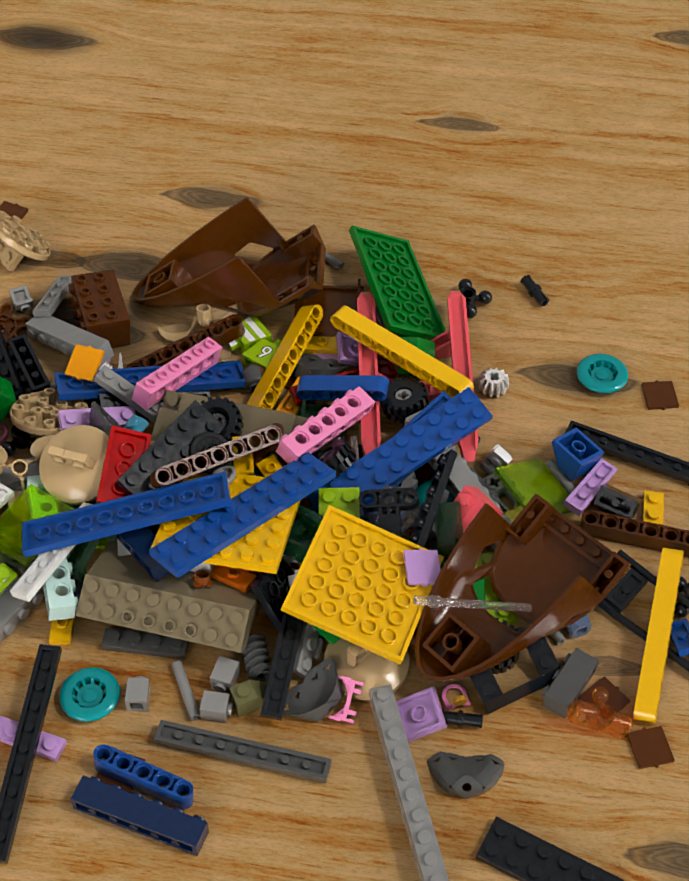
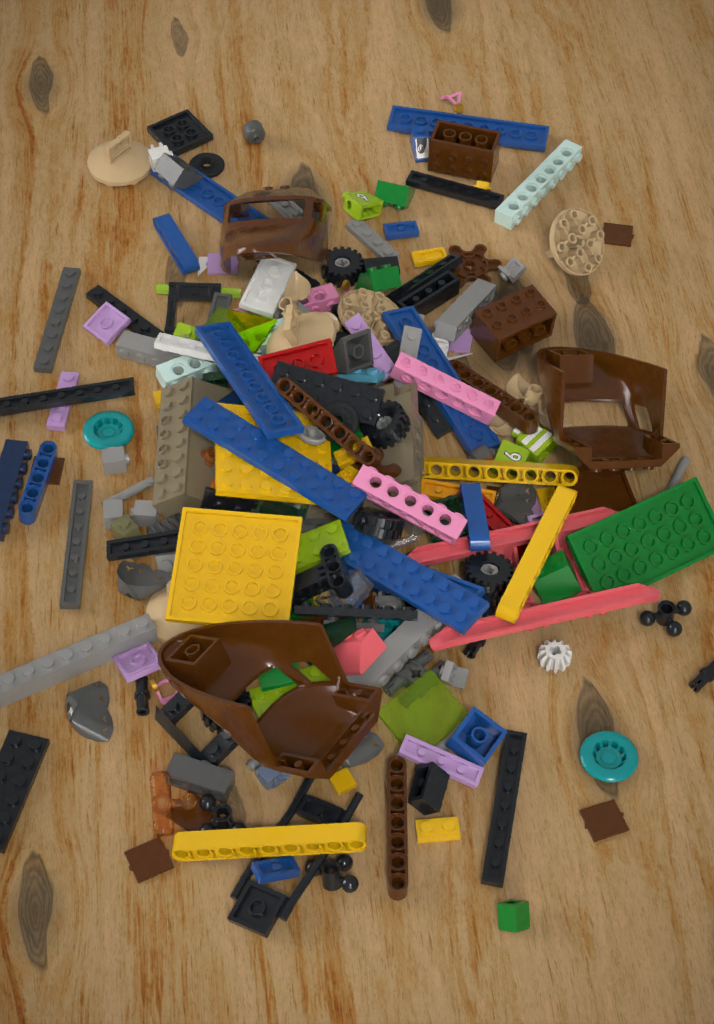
camera: 75 degrees right, 0 degrees up
(53, 297) = (510, 286): light grey tile -> none
(84, 363) = (427, 318): light orange piece -> none
(342, 714) = (148, 604): bright pink piece -> none
(421, 566) = (267, 608): lavender piece -> none
(436, 601) = (228, 627): clear bar -> none
(630, 686) = (207, 804): none -> black piece

